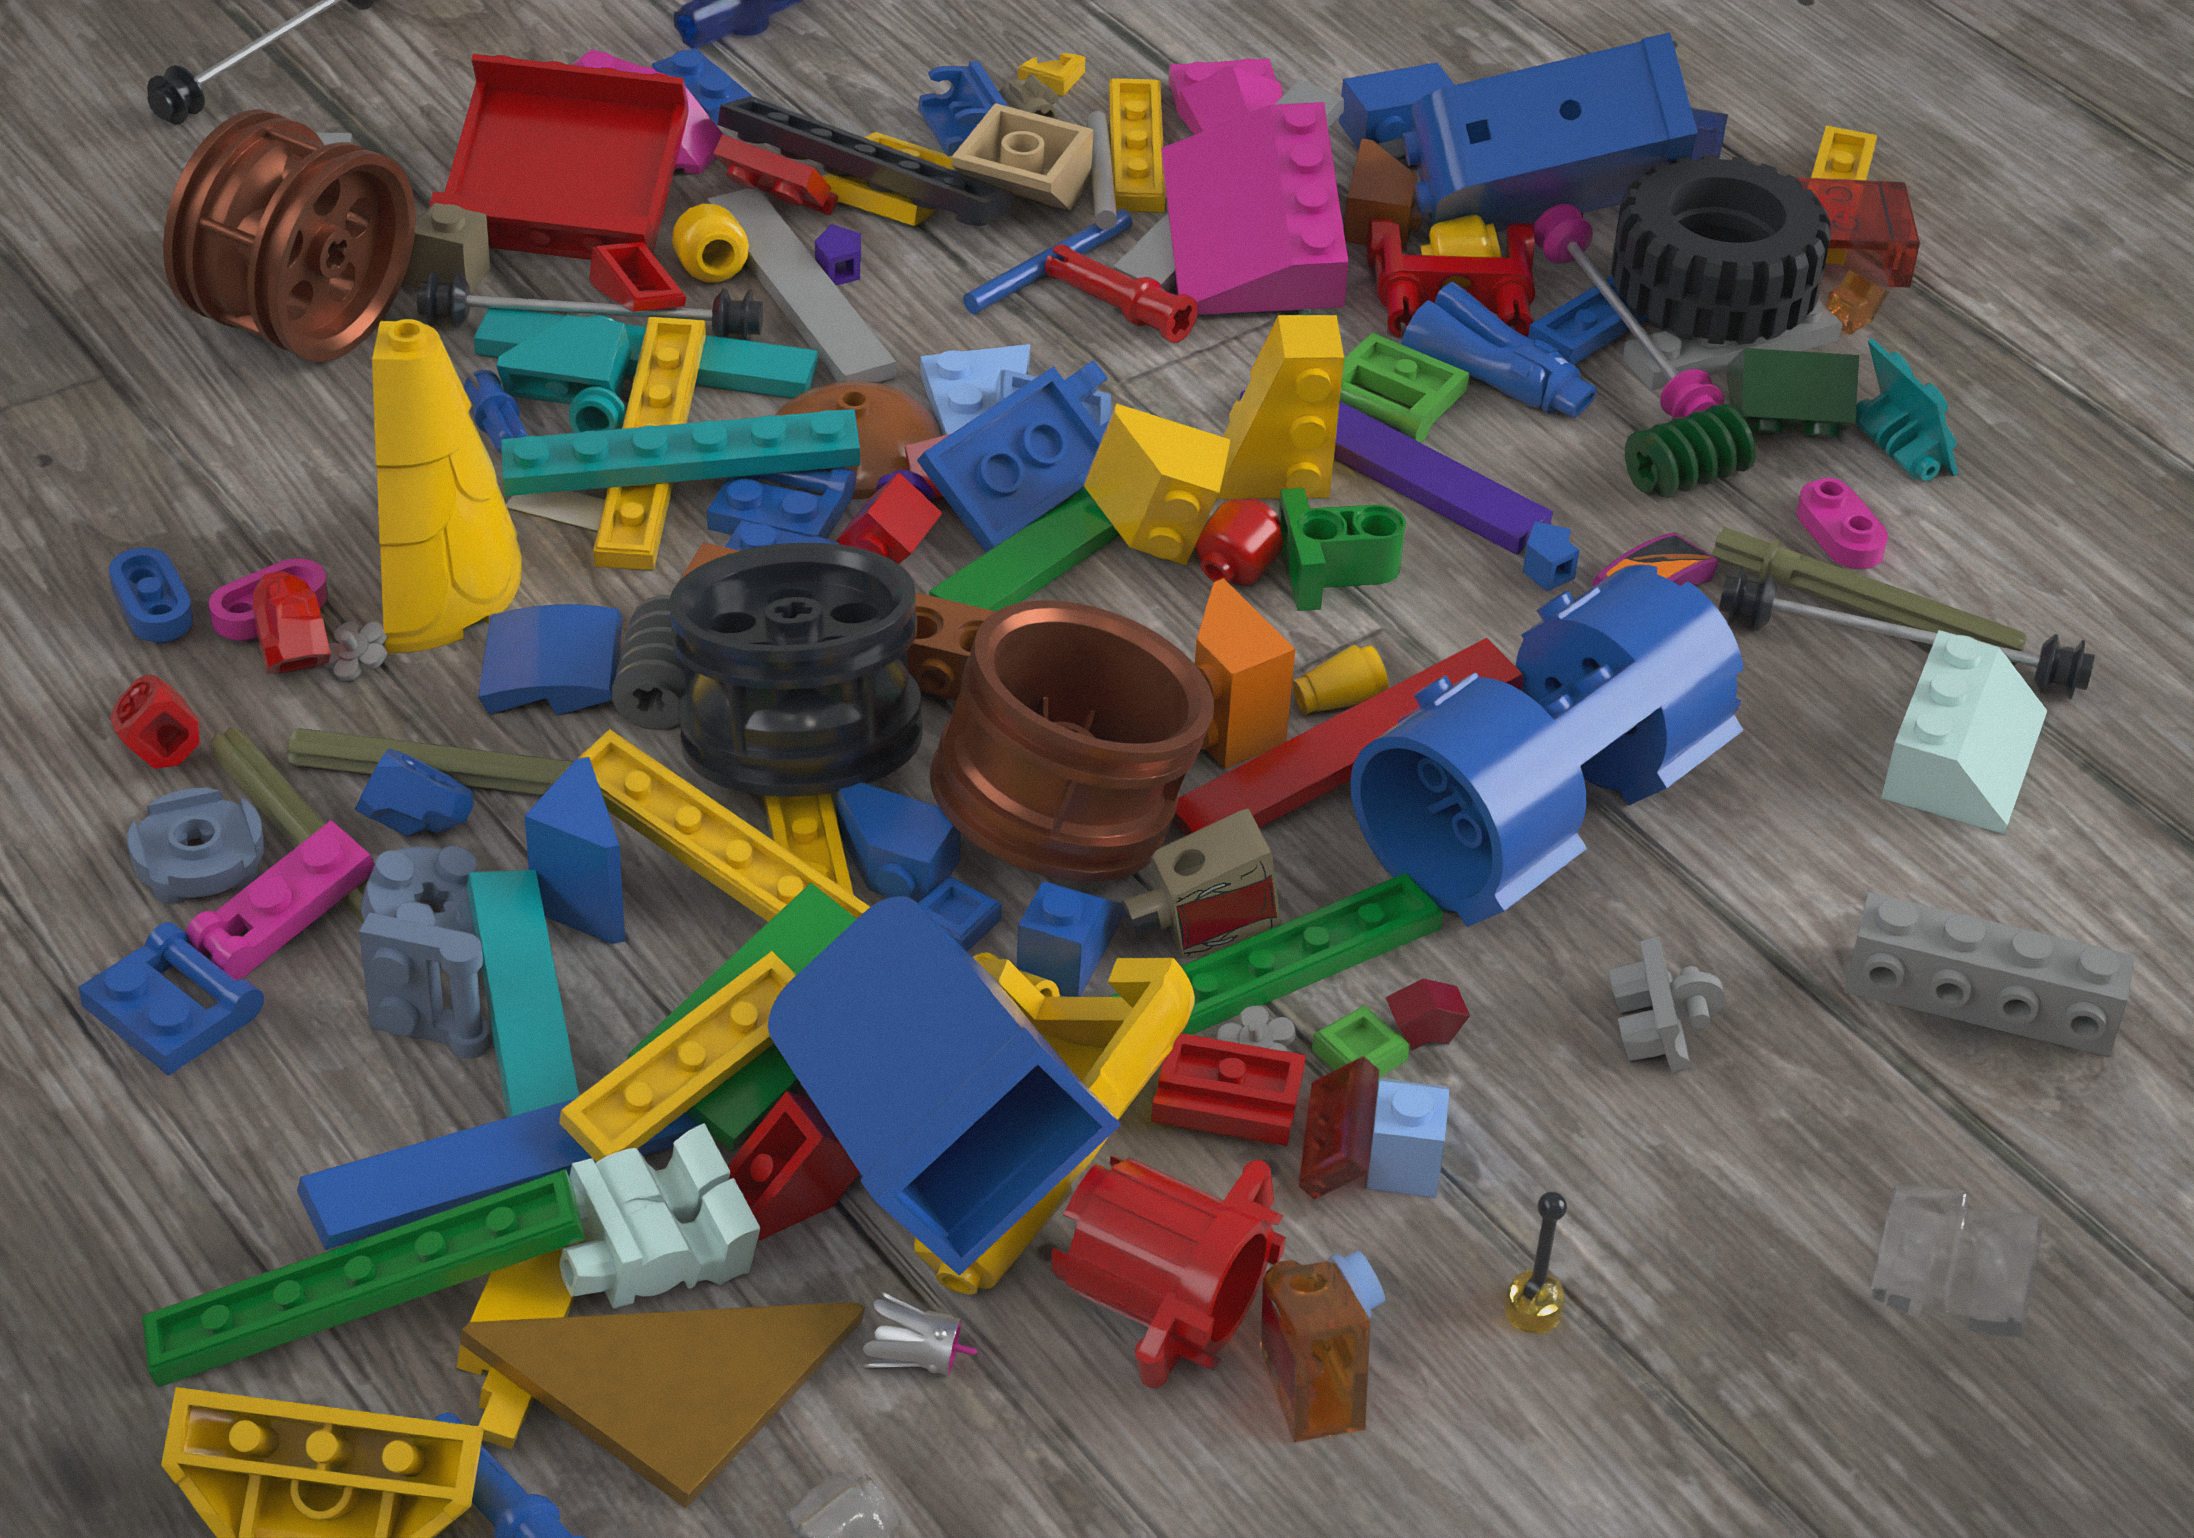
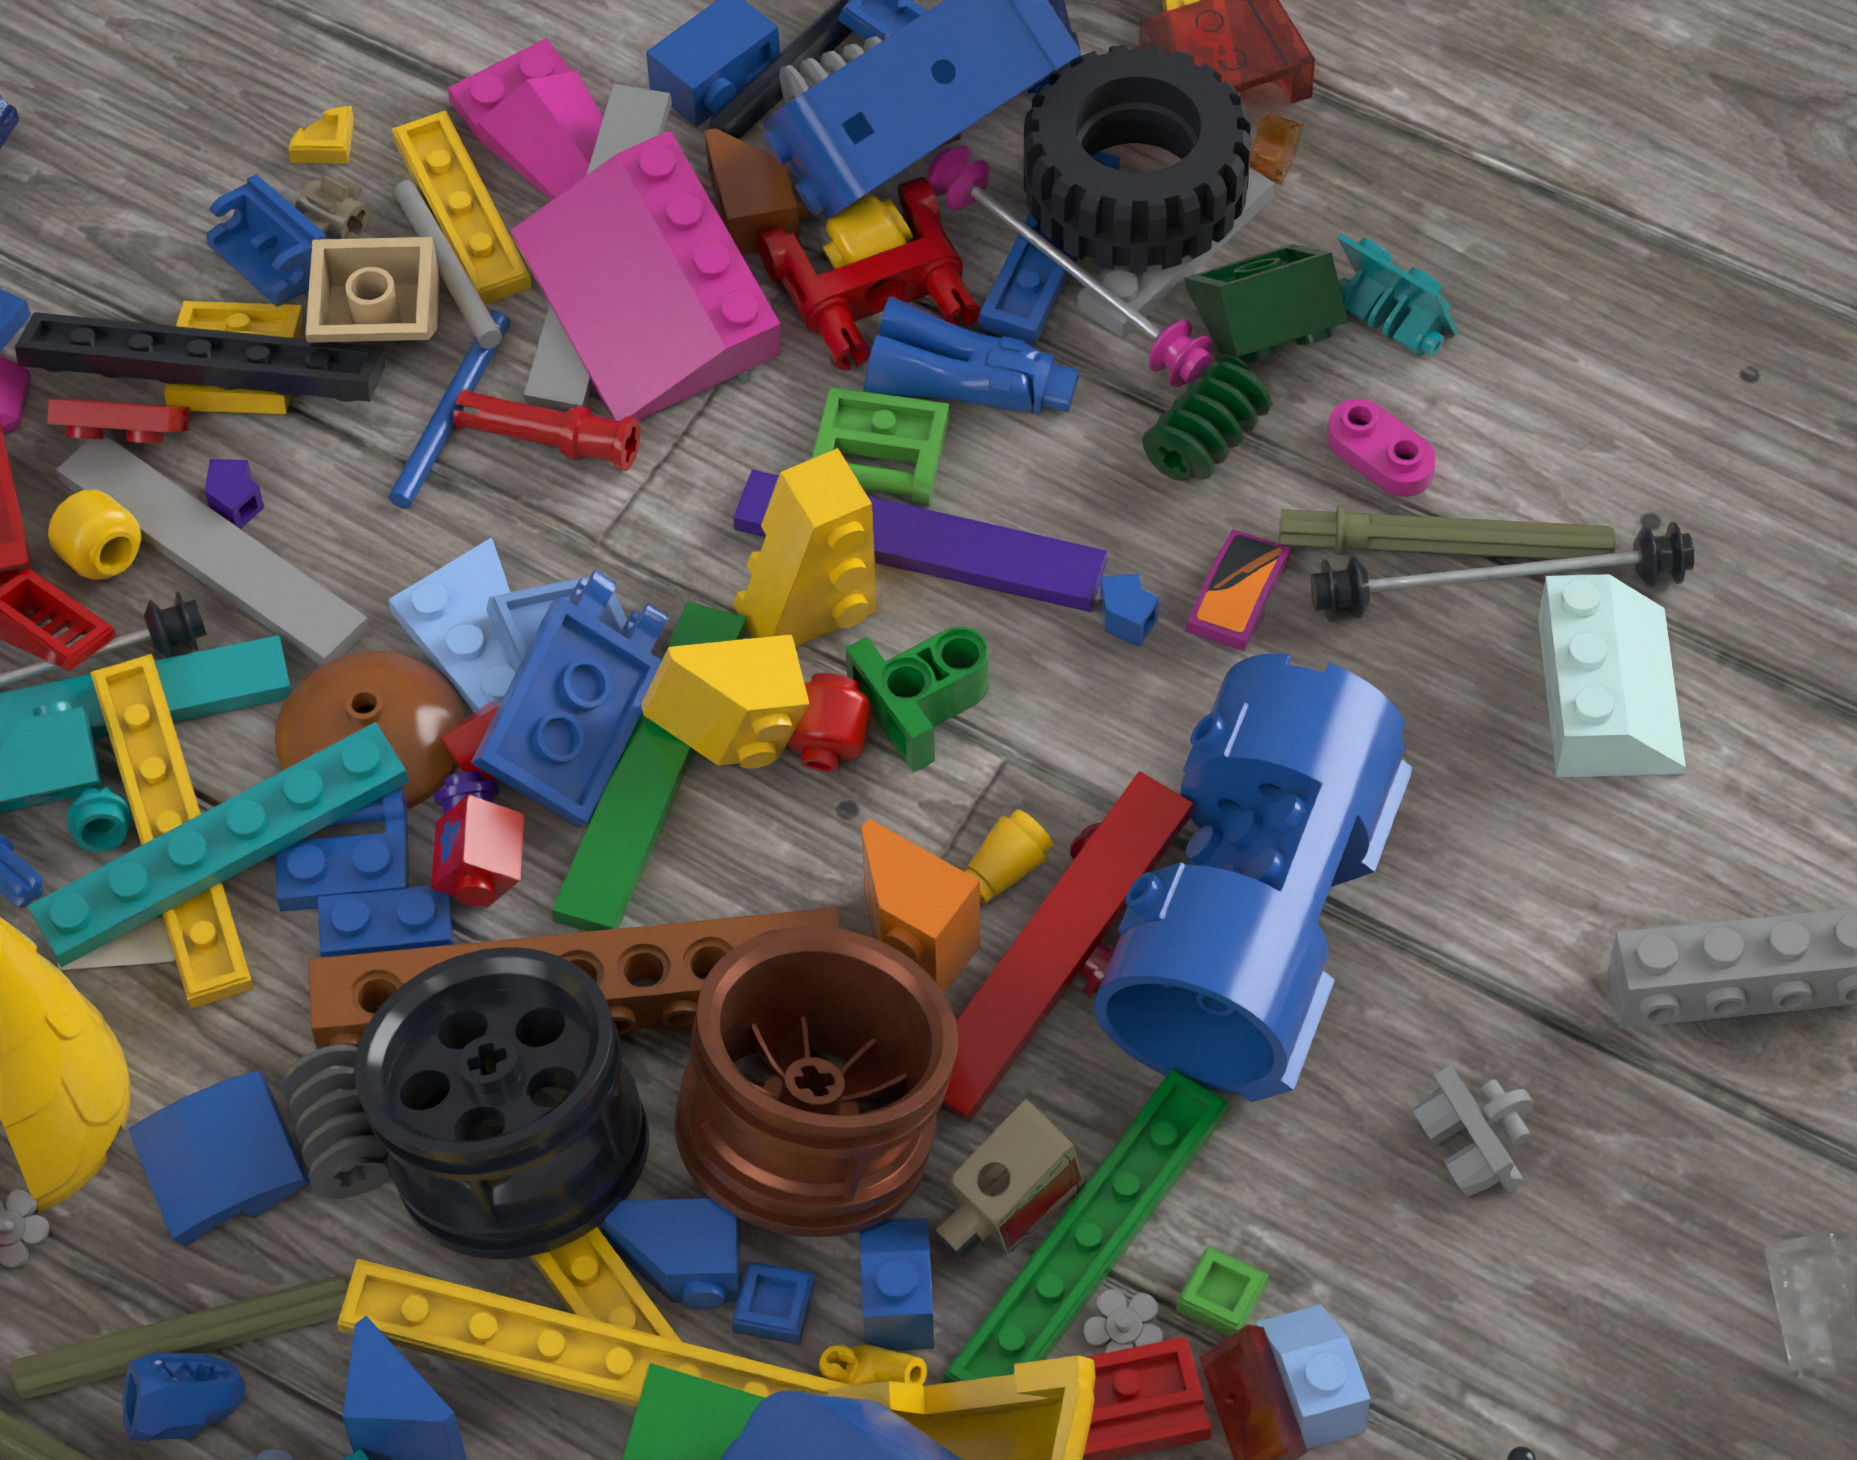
camera: 20 degrees left, 15 degrees up
(1428, 1012) = (1270, 1230): dark red piece -> none

